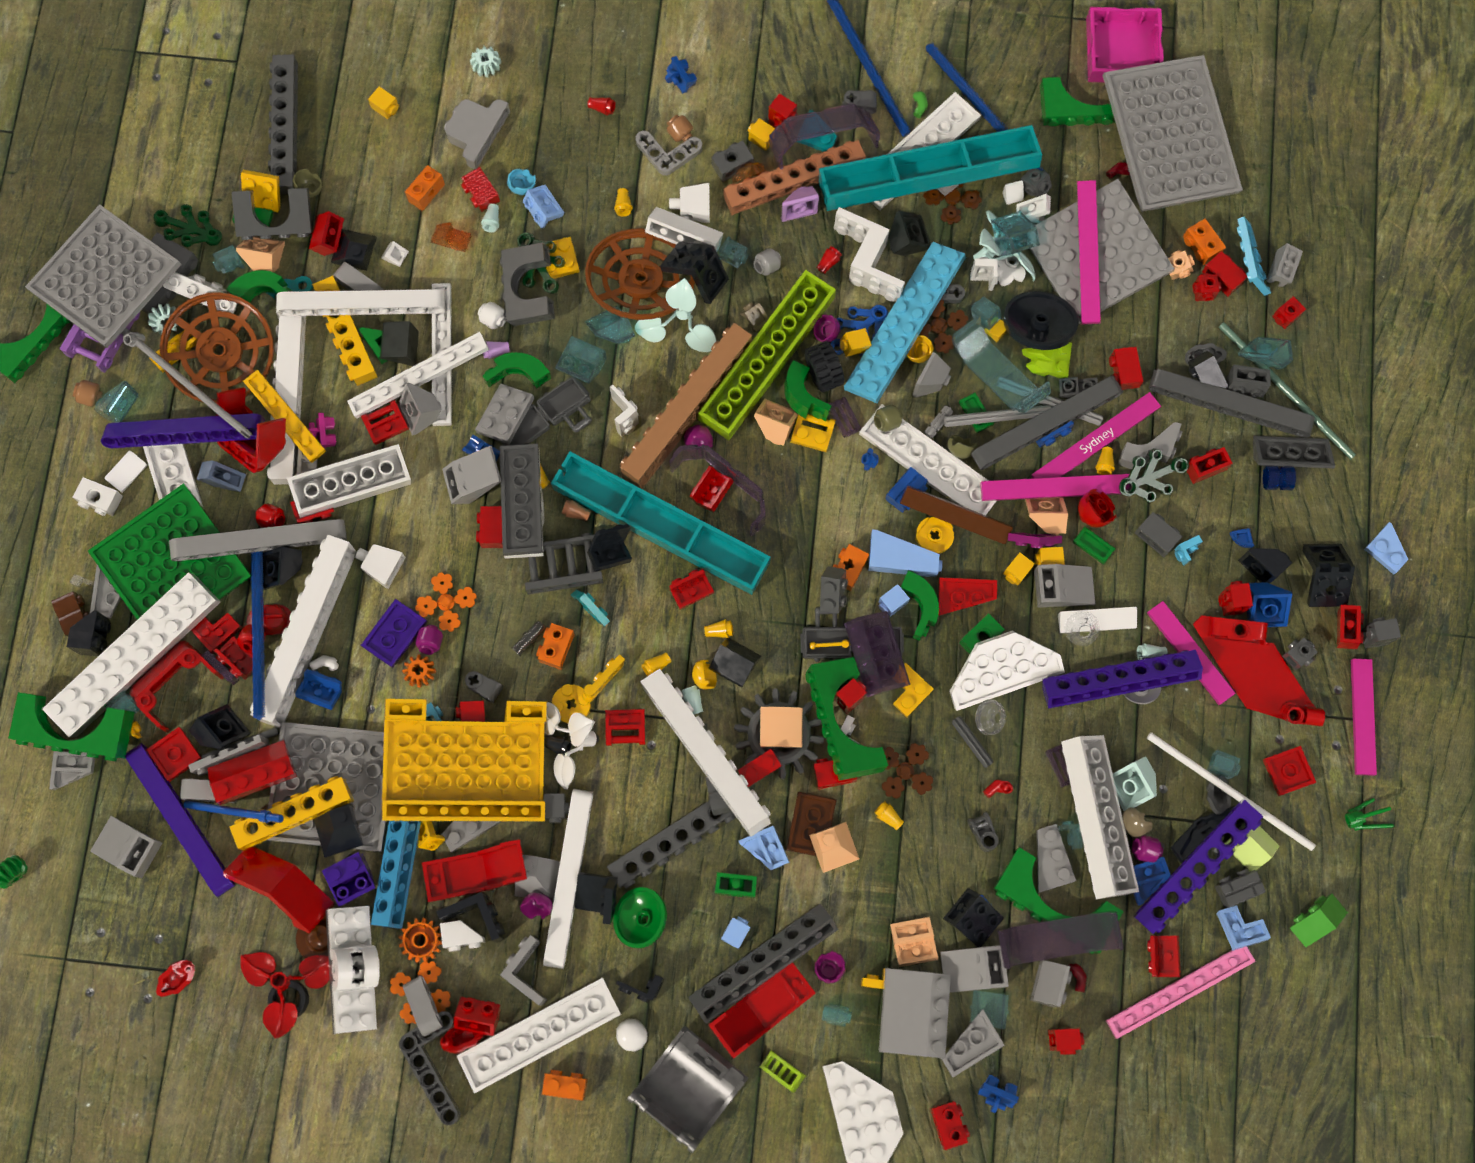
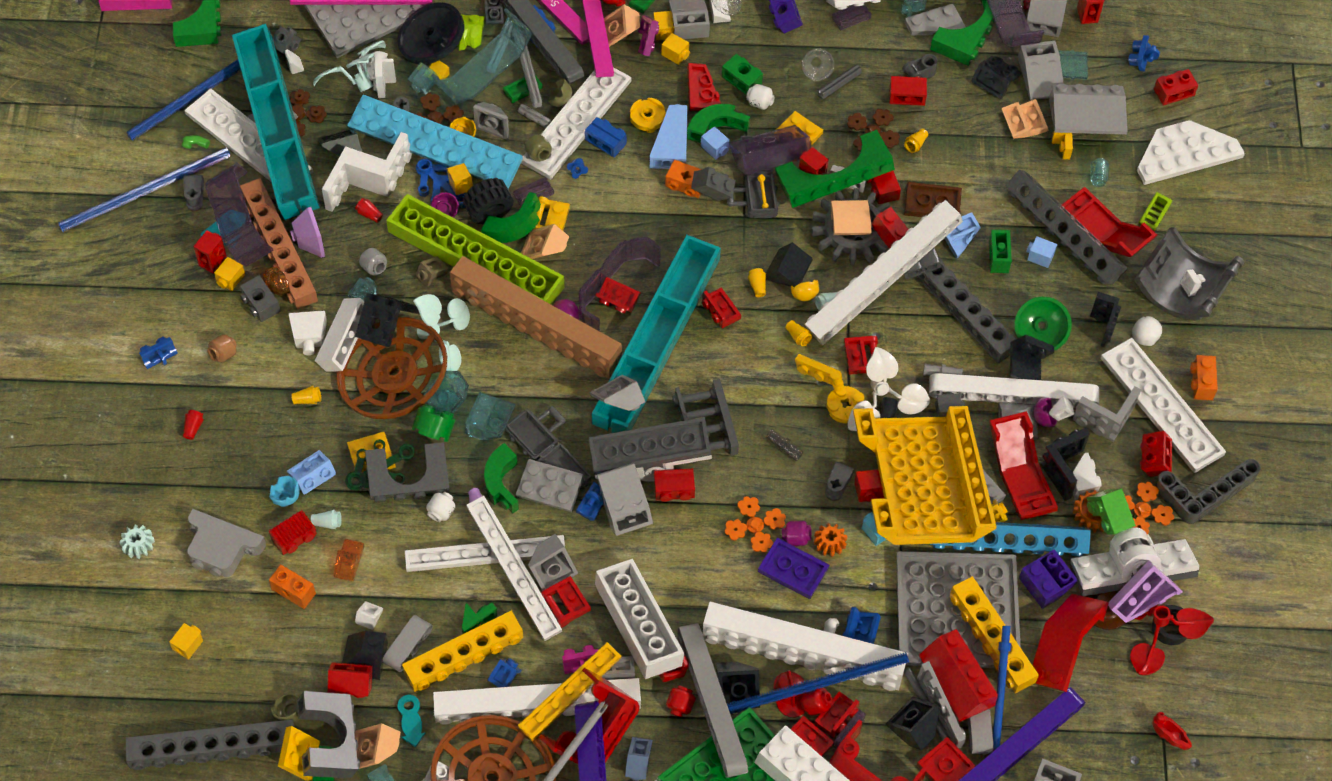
camera: 95 degrees left, 15 degrees down
(256, 283) = (410, 728): green arch -> none
(308, 967) = (1143, 592): none -> lavender wedge
(319, 366) = (504, 673): none -> blue bracket
(338, 831) = (1003, 590): black slope -> none
(360, 302) = (436, 629): white beam -> none
(381, 563) = (723, 585): white torso -> none
(399, 342) = (477, 589): pearl dark grey slope -> none
(400, 947) = (1113, 510): none -> bright green brick
(422, 1005) = (1157, 495): light grey beam -> none
(459, 1040) = (1182, 467): red arm -> none
(537, 923) = (1062, 409): none -> white slope
(556, 646) = (790, 419): orange brick -> none
(574, 308) = (434, 423): none -> green brick
(575, 510) = (649, 414): nougat cone -> none
(581, 473) = (620, 392): none -> light grey slope
(587, 601) = (747, 390): teal wing -> none
(598, 806) = (932, 369): none -> light grey pin
(609, 547) = (692, 375): black bracket -> none
(627, 420) = (544, 366): white bracket -> none
(663, 157) = (254, 362): light grey beam -> none
(681, 1094) = (1192, 282): none -> white tile
(830, 967) = (1059, 176): magenta hair -> none
(834, 847) = (951, 180): light nougat slope -> none
(951, 652) = (760, 96): none -> white head
(952, 812) = (908, 90): none -> red brick
(956, 514) = (629, 94): reddish brown tile -> none
(973, 1045) = (1104, 71): light grey wing -> none
(998, 786) = (877, 61): red arm -> none
(1002, 667) = (772, 57): white plate -> none
(1014, 233) = (342, 51): clear light blue slope -> none
(1035, 208) = (313, 43): white slope -> none

